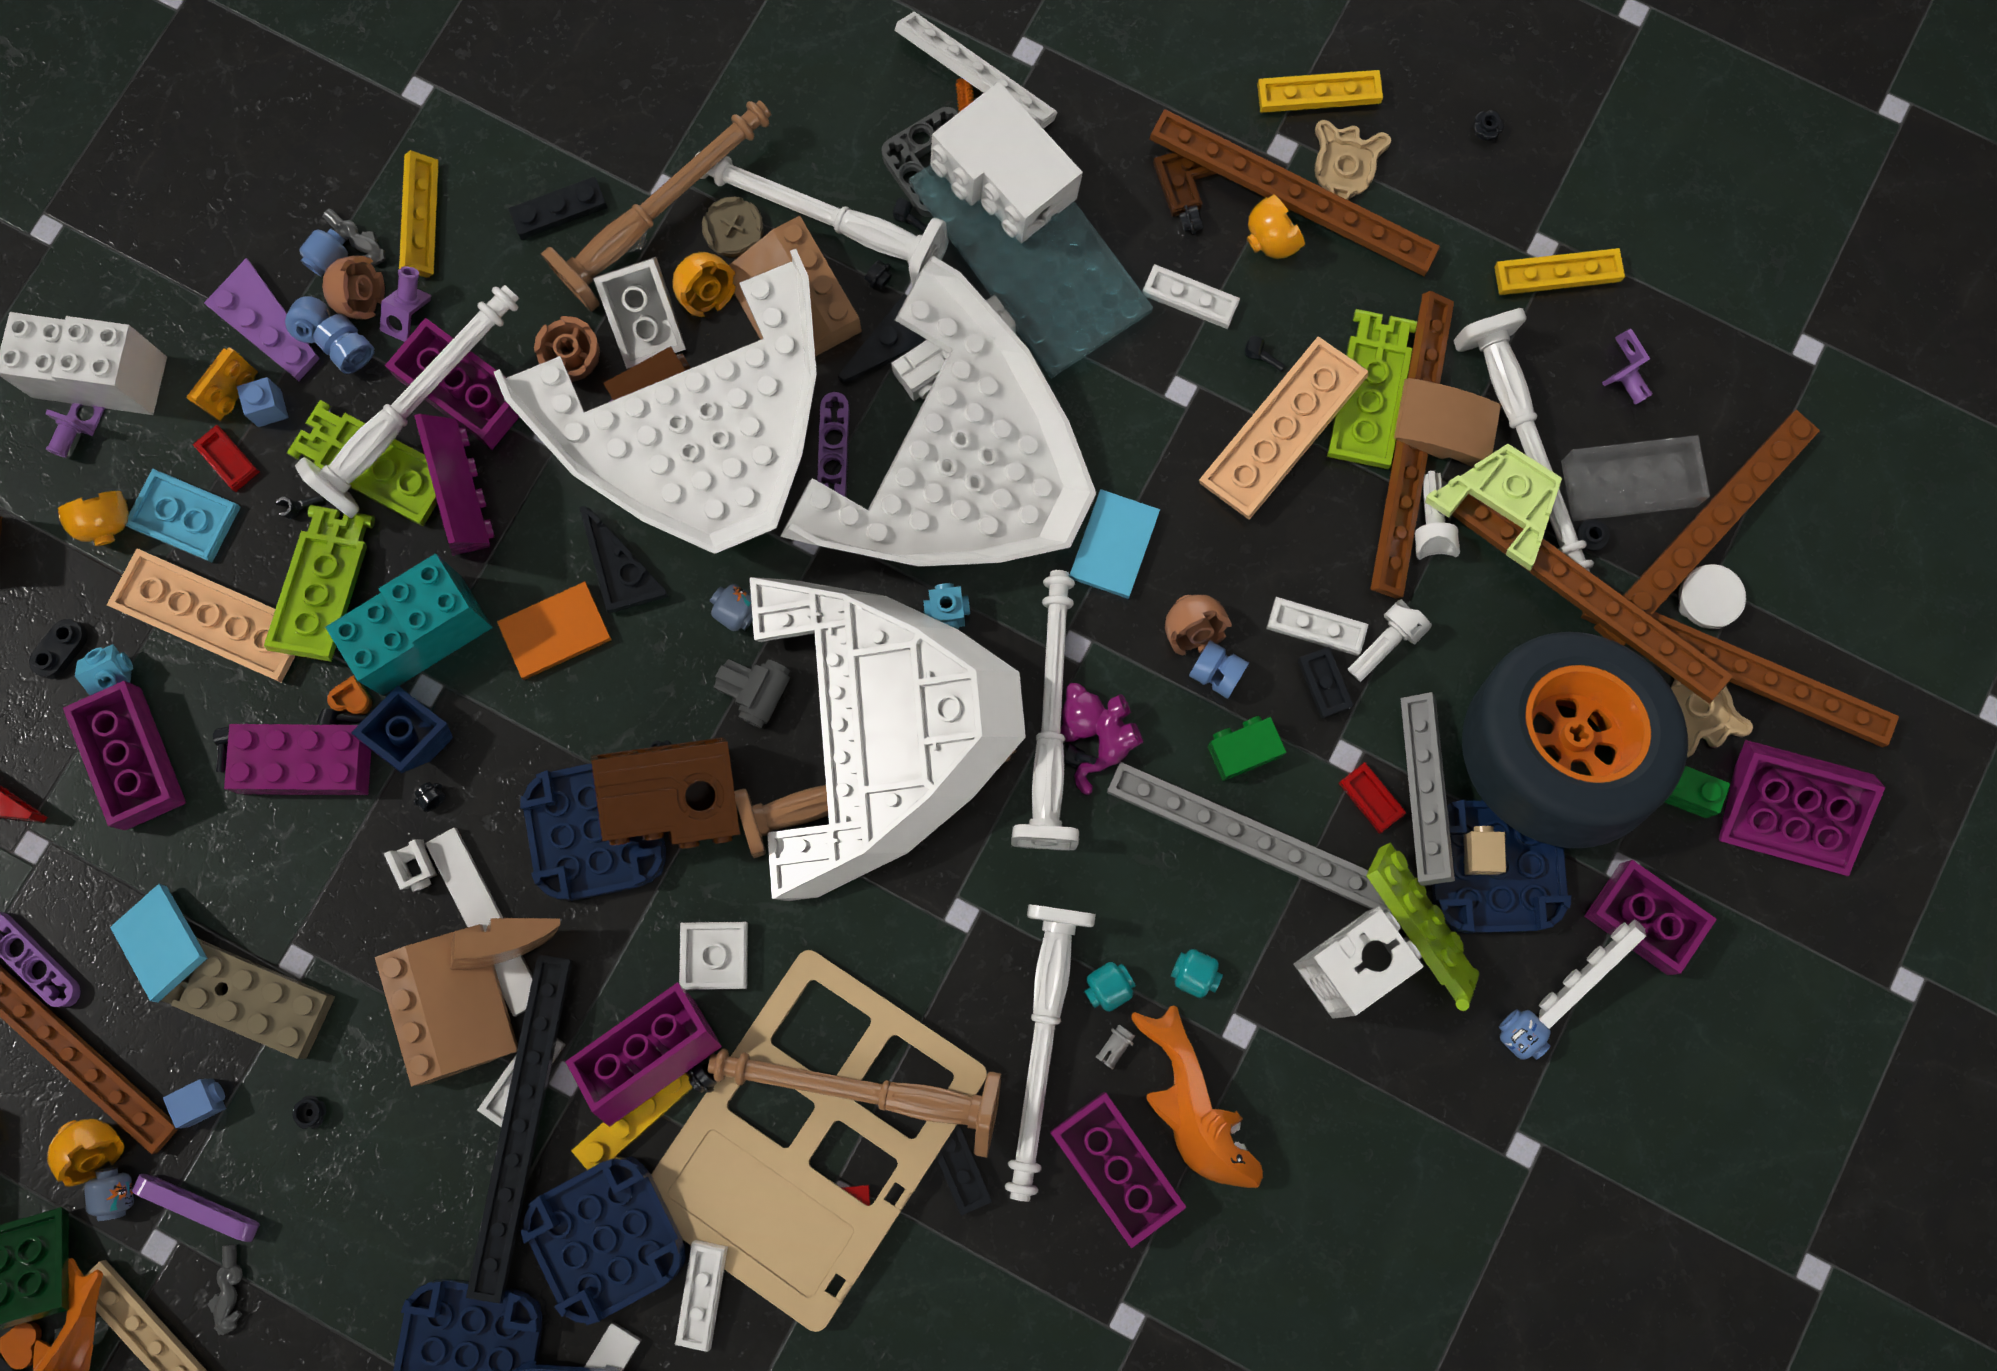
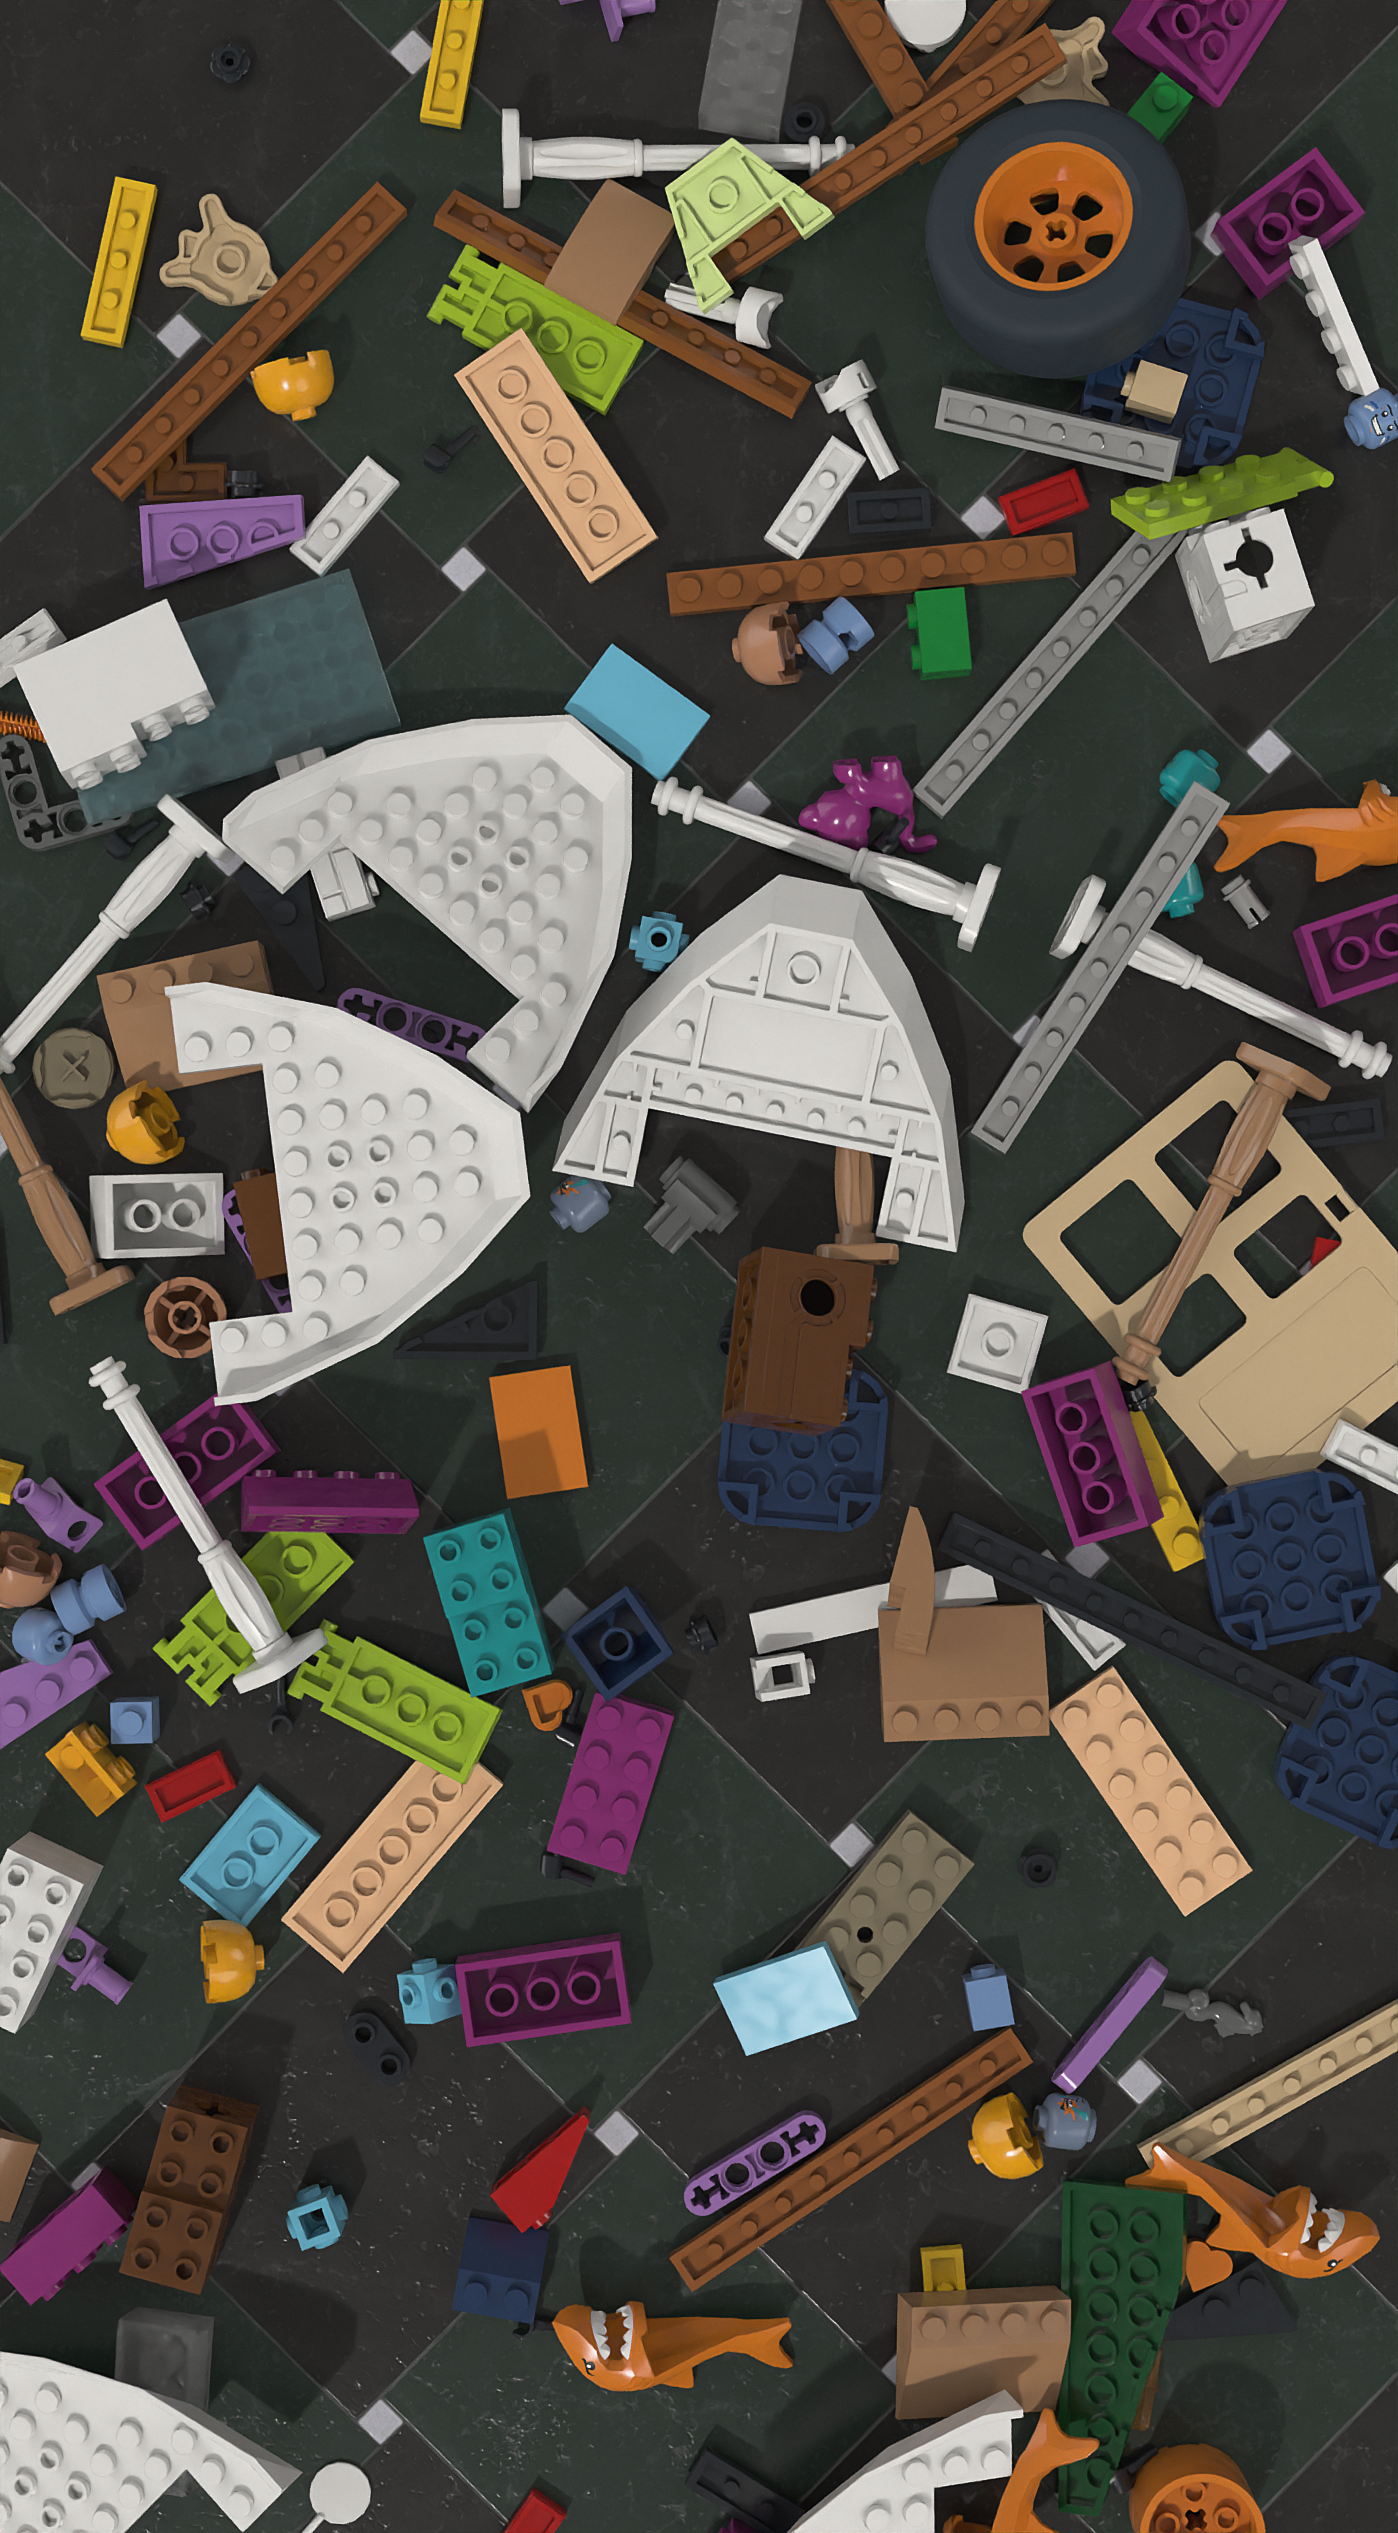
camera: 70 degrees left, 10 degrees up
(391, 1183) = (1148, 1791): none -> light nougat plate
(1028, 943) = (1100, 966): none -> light grey plate
(1146, 206) = (210, 534): none -> medium lavender wing
(1275, 687) = (871, 574): none -> dark orange plate

